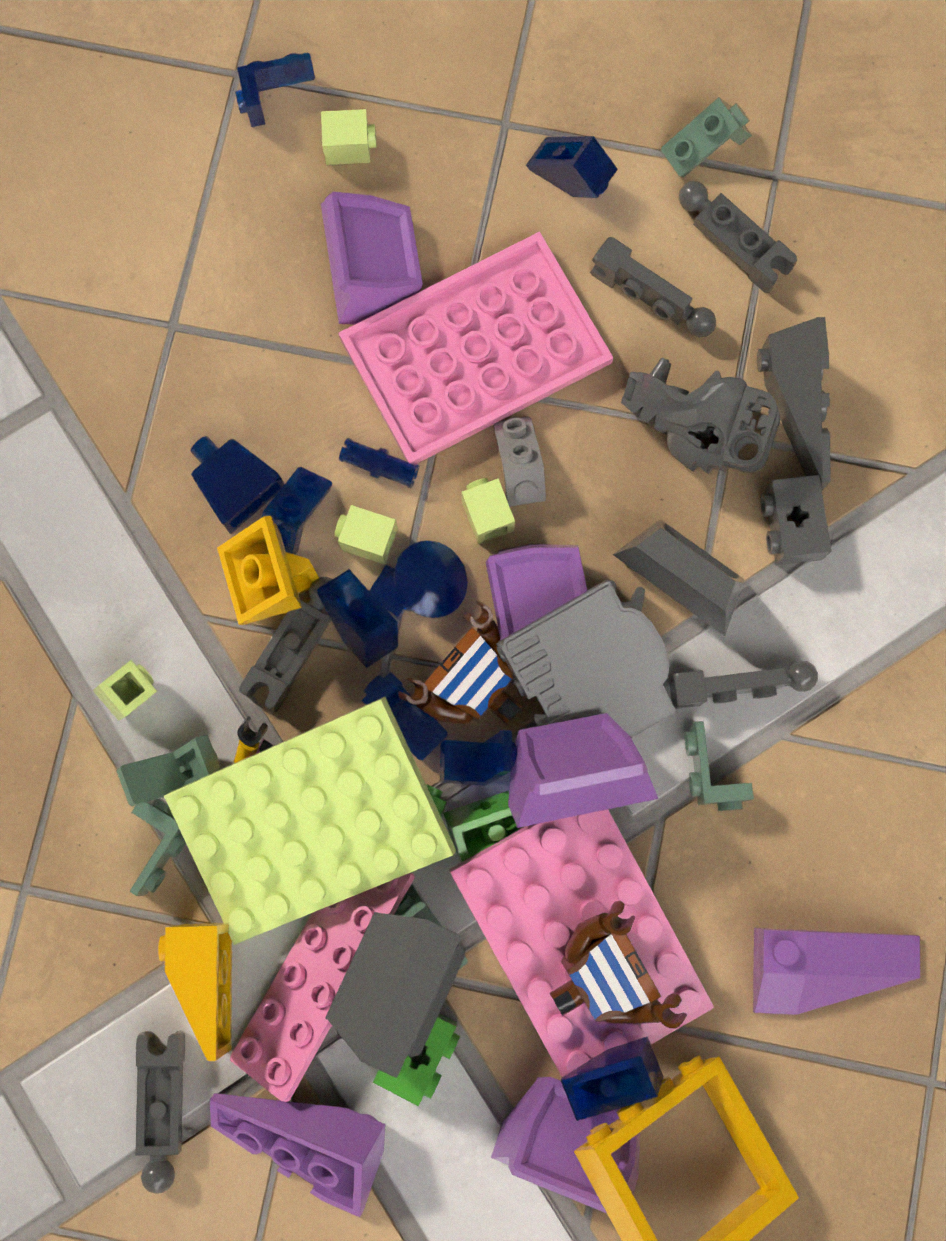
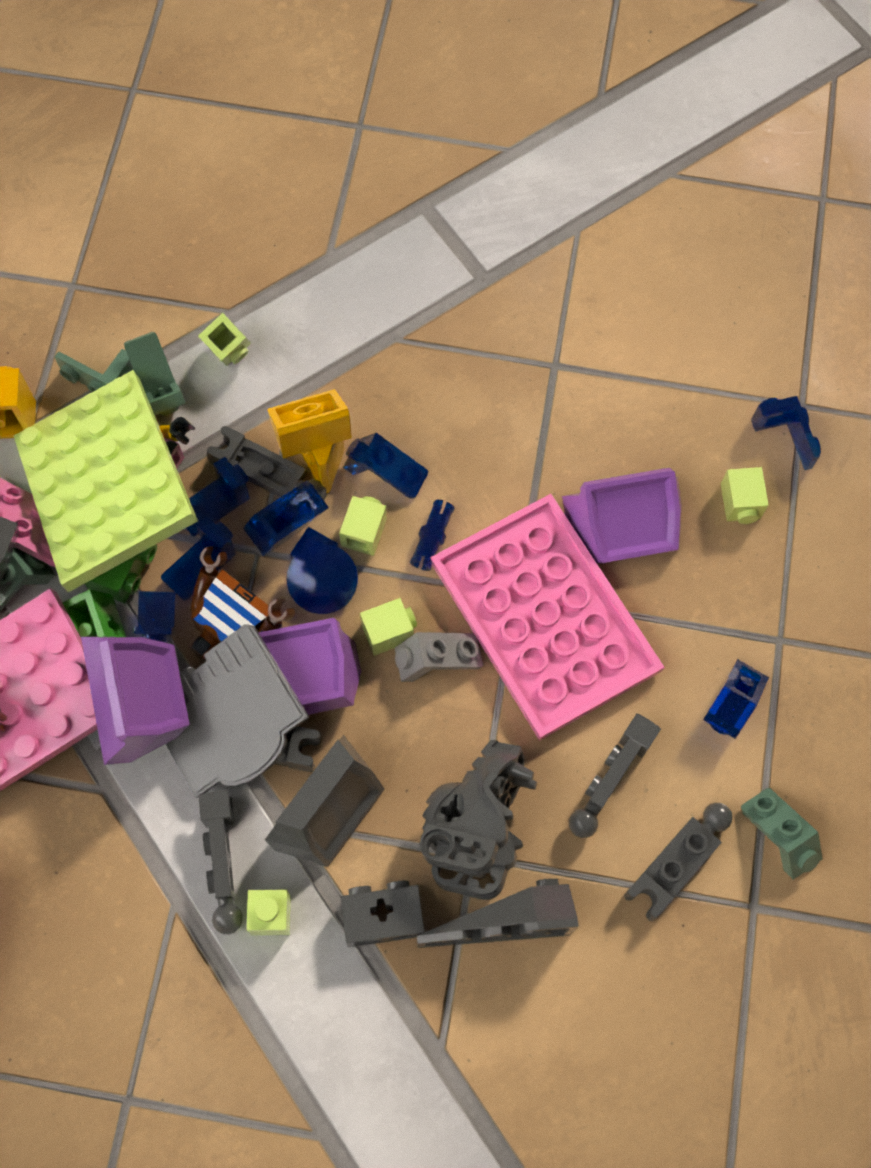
camera: 85 degrees right, 10 degrees down
(233, 480) = (409, 414): clear blue torso -> none
(320, 691) = (221, 495): none -> clear blue bracket
(725, 796) = (115, 842): sand green bracket -> none
(797, 632) = (268, 912): none -> yellowish green brick

